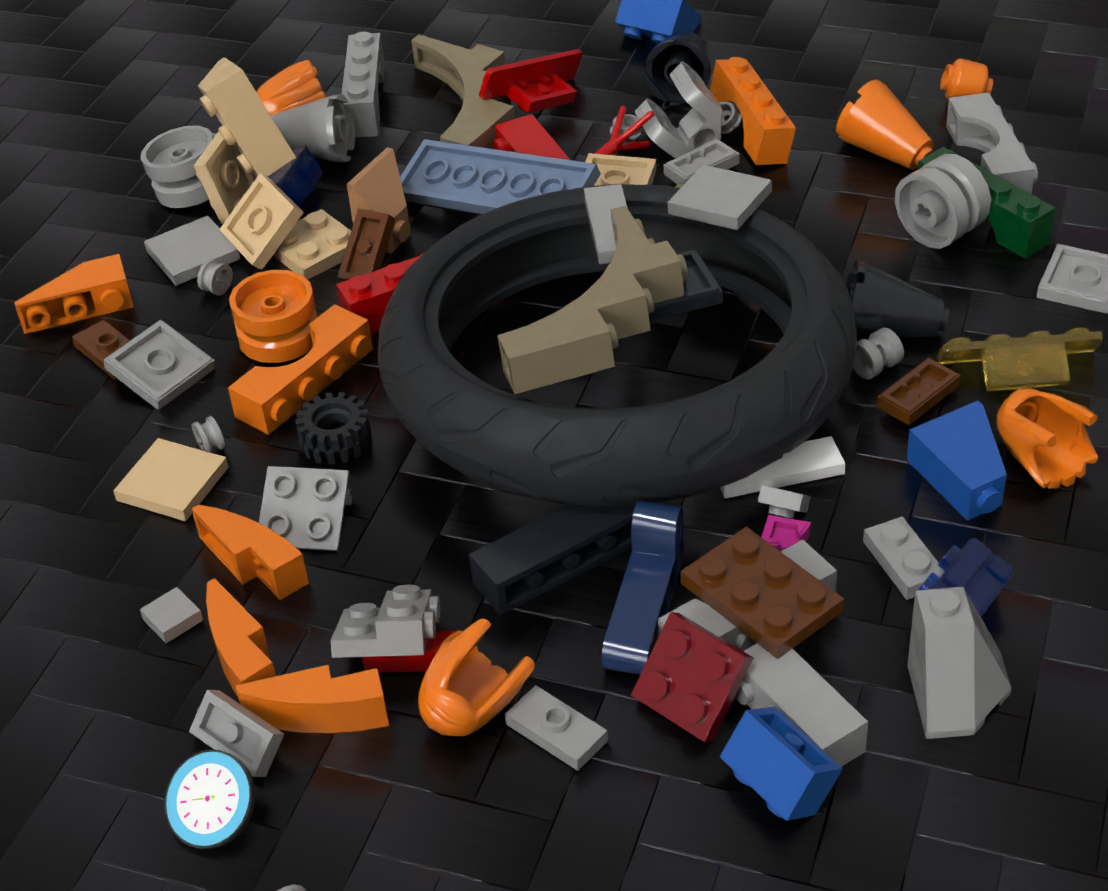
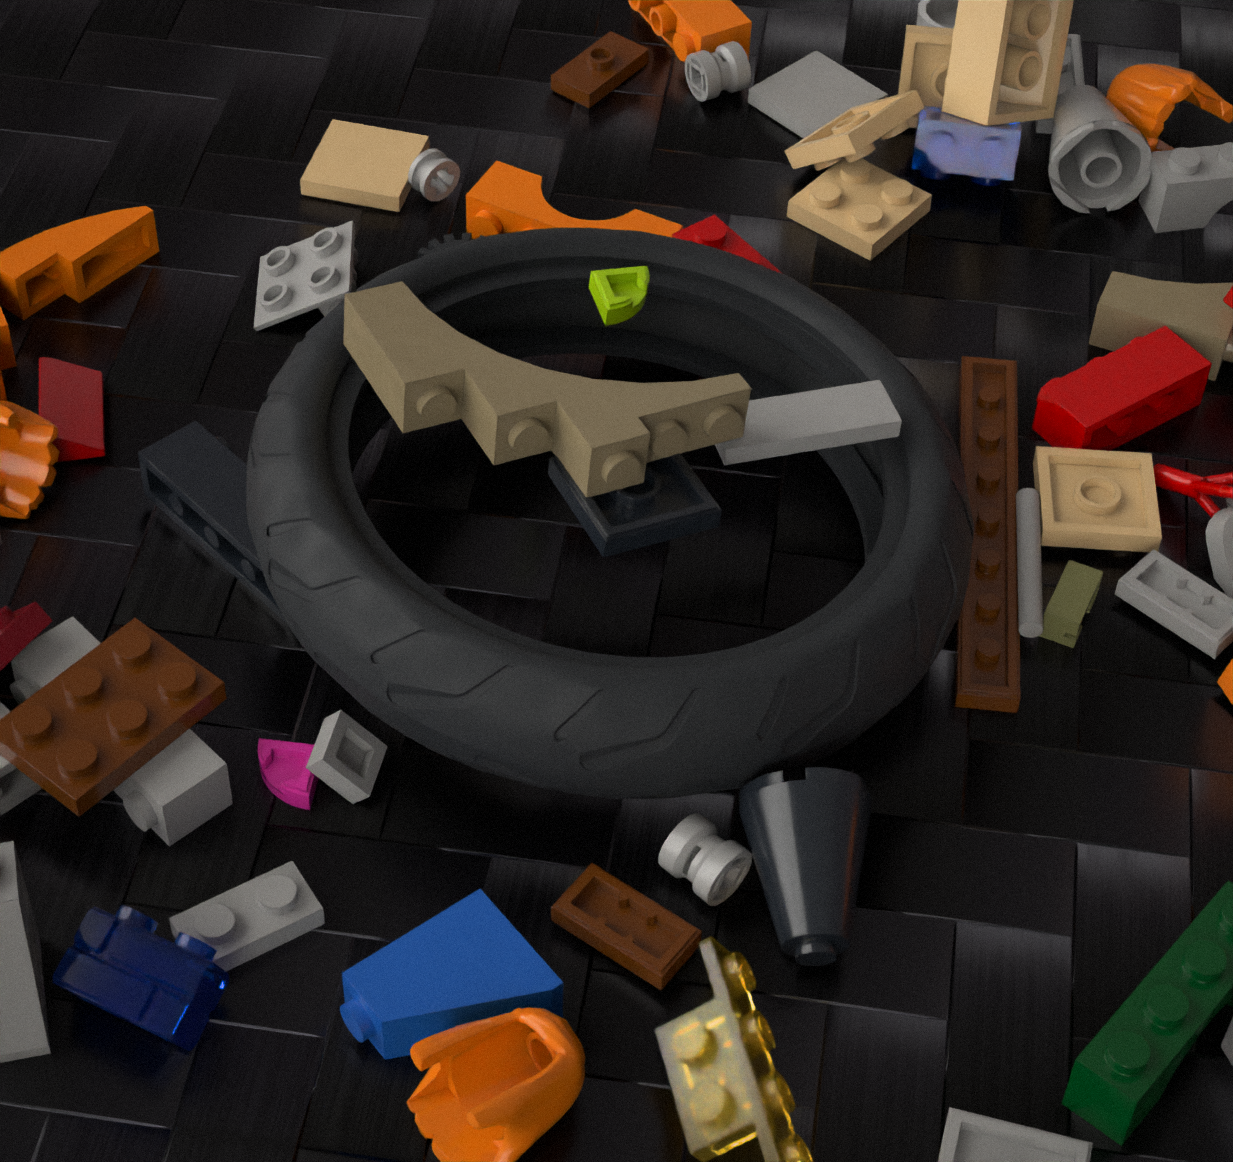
camera: 75 degrees right, 5 degrees up
(150, 286) = (717, 71): none -> light grey wheel
(159, 364) = (568, 111): light grey tile -> none
(171, 615) = (138, 194): light grey tile -> none
(214, 277) = (754, 136): light grey bush -> none
(251, 550) = (225, 244): orange slope -> none
(273, 315) = (660, 170): orange wheel -> none
(366, 244) = (829, 241): reddish brown plate -> none
(381, 191) = (933, 237): medium nougat slope -> none
(395, 629) = (82, 373): light grey plate -> none
(481, 281) = (619, 292): none -> lime tile
(486, 178) = (1011, 344): sand blue plate -> none
(646, 586) = (205, 618): dark blue beam -> none
(719, 197) = (899, 543): light grey tile -> none
(806, 463) = (447, 790): white tile -> none
(942, 200) = (1116, 920): light grey wheel -> none

